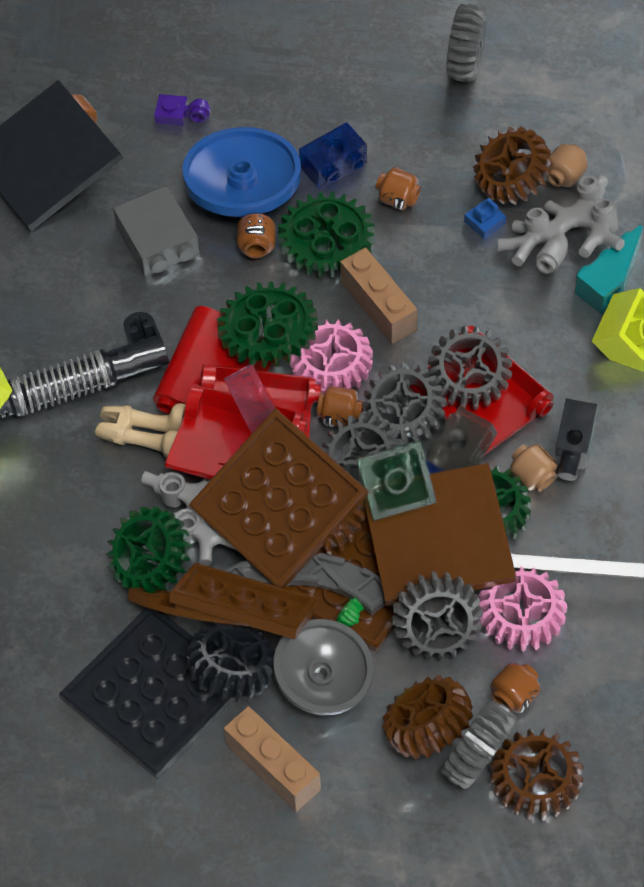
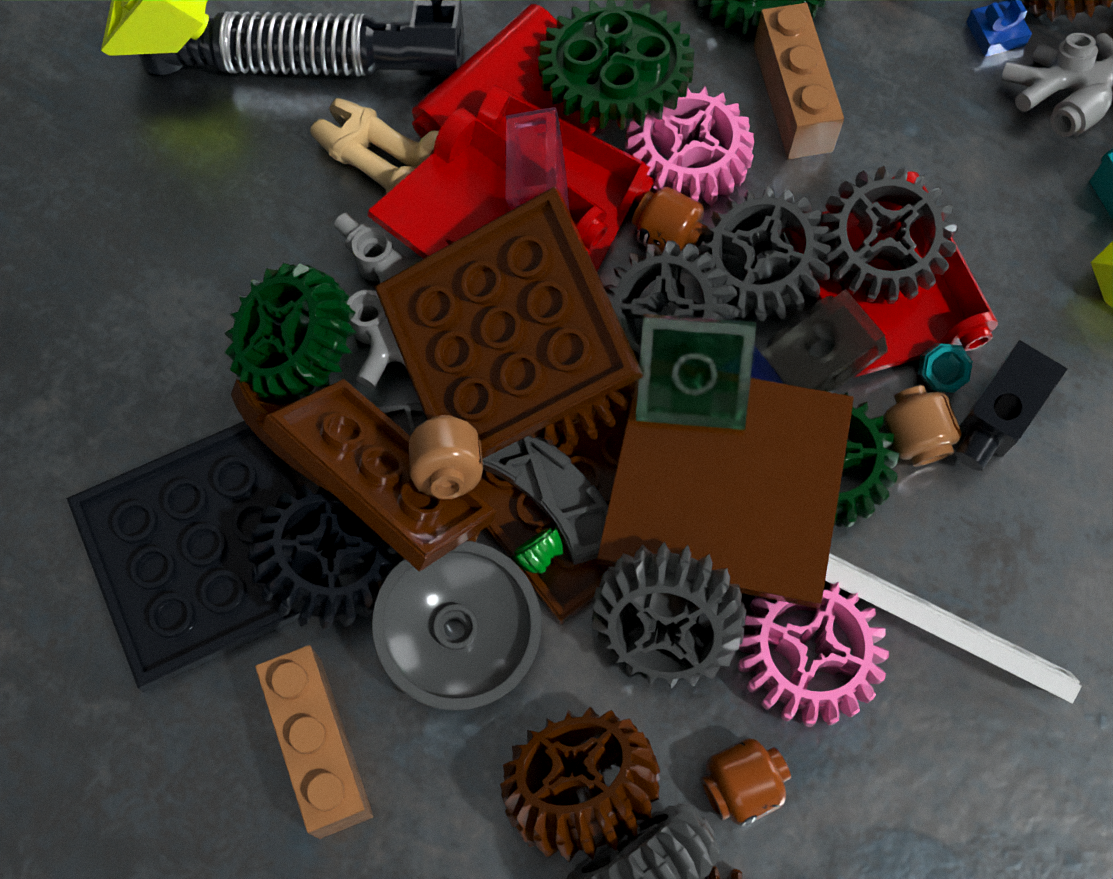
camera: 20 degrees right, 10 degrees up
(280, 577) = (445, 457): none -> medium nougat head
(533, 430) = (945, 367): none -> teal tile

